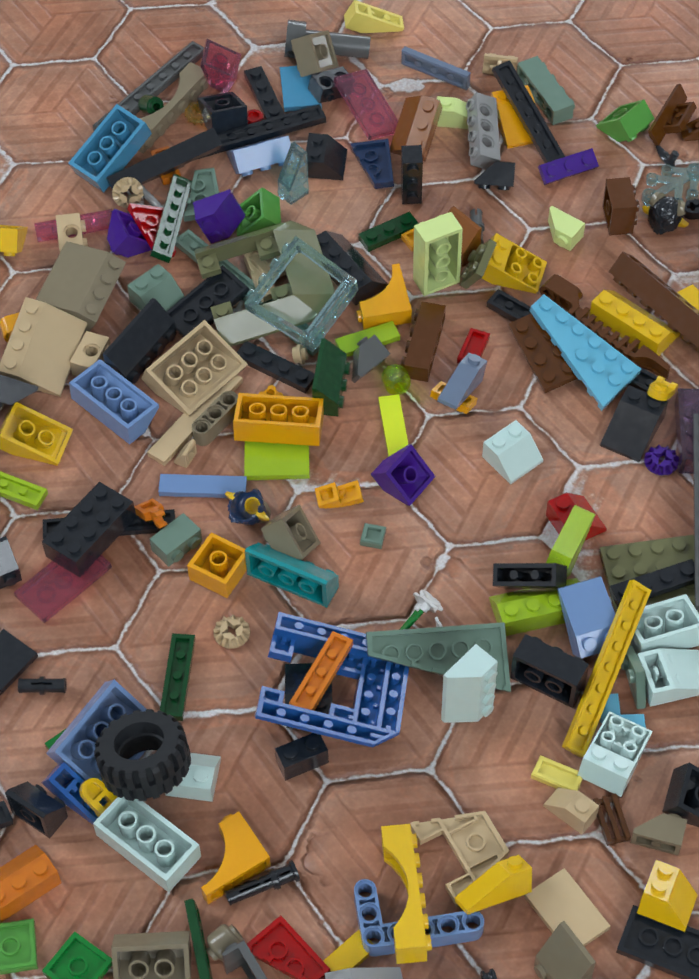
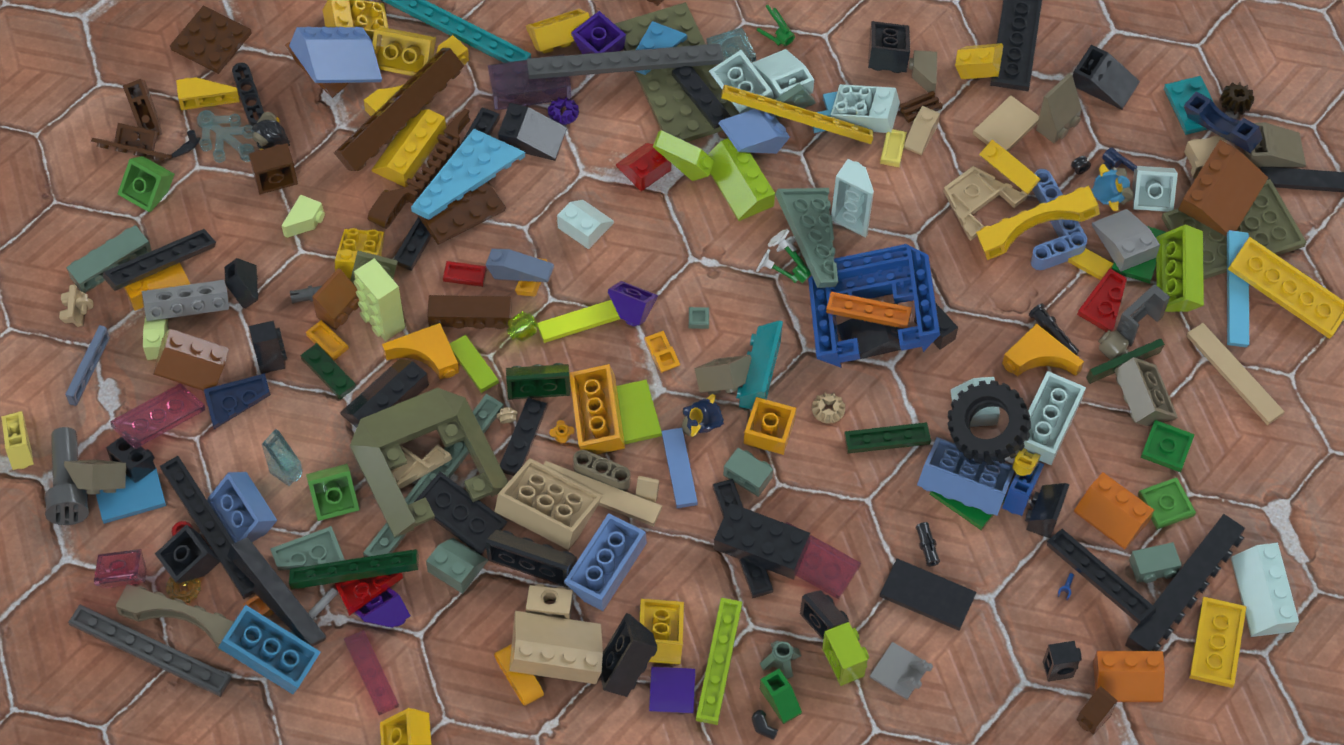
camera: 105 degrees left, 5 degrees up
(70, 224) = (388, 672): tan brick -> none
(81, 281) = (466, 629): dark tan slope -> none
(123, 186) = (323, 623): tan gear -> none
(150, 104) = (184, 635): dark green brick -> none
(150, 511) = (728, 493): orange plate -> none
(218, 215) = (352, 519): dark purple slope -> none
(263, 92) = (147, 527): black plate -> none
(325, 157) = (238, 448): black slope -> none
(329, 313) = (462, 385): clear light blue windscreen -> none
(368, 356) = (503, 353): dark grey slope -> none
(529, 575) = (724, 179): black brick -> none
(549, 670) = (808, 155): black brick -> none
(568, 166) = (216, 225): dark purple plate -> none
(662, 389) = (496, 109): yellow plate -> none

